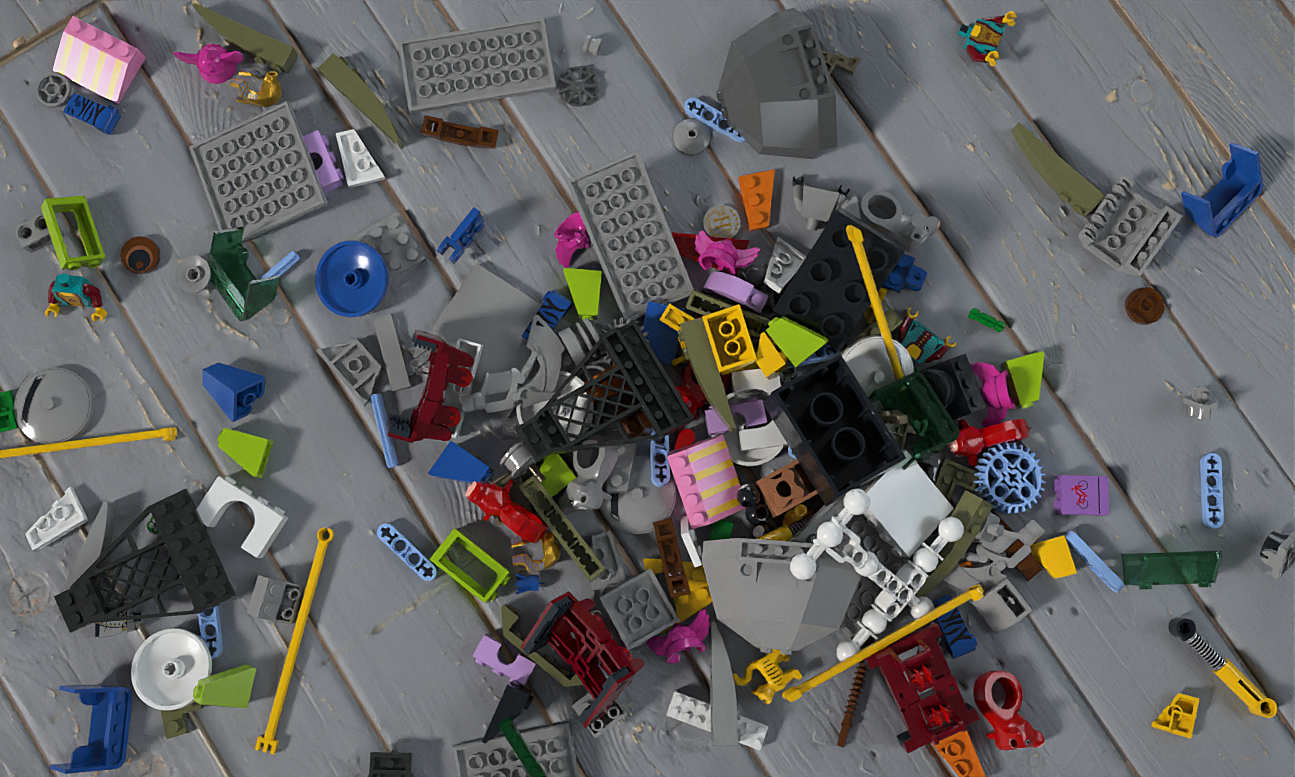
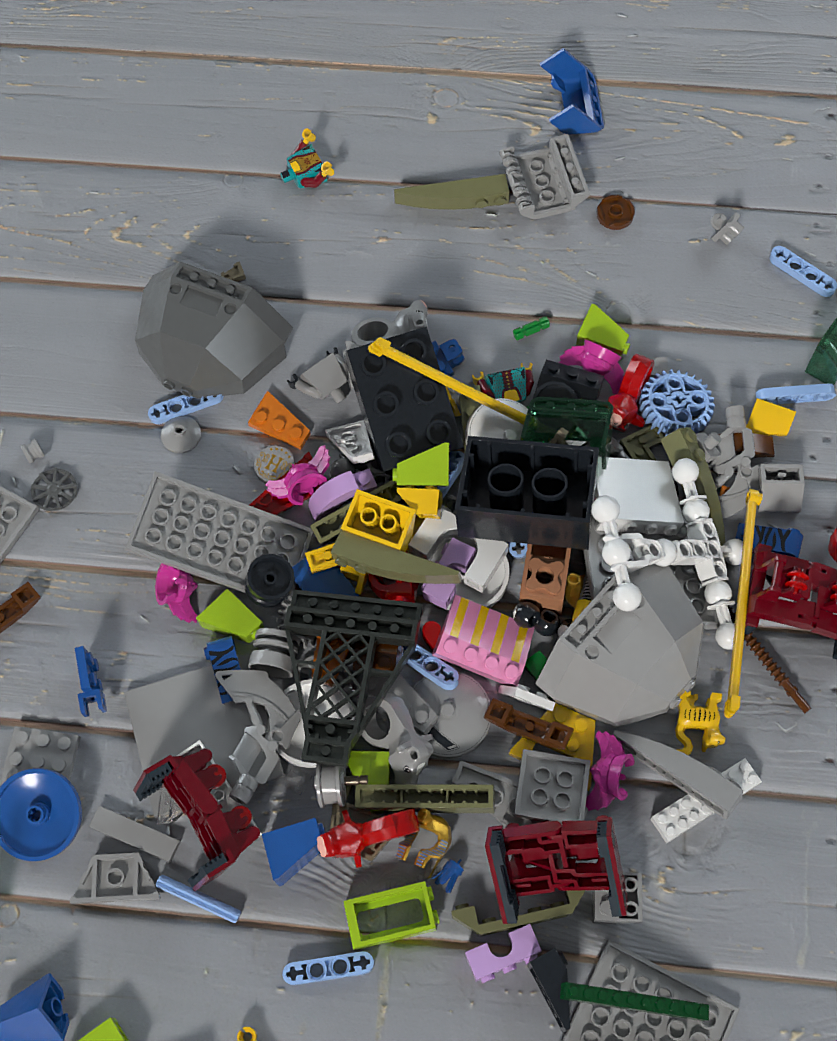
camera: 45 degrees left, 15 degrees down
(616, 296) = (270, 568): none -> black wheel
(1081, 495) = (733, 362): medium lavender panel -> none

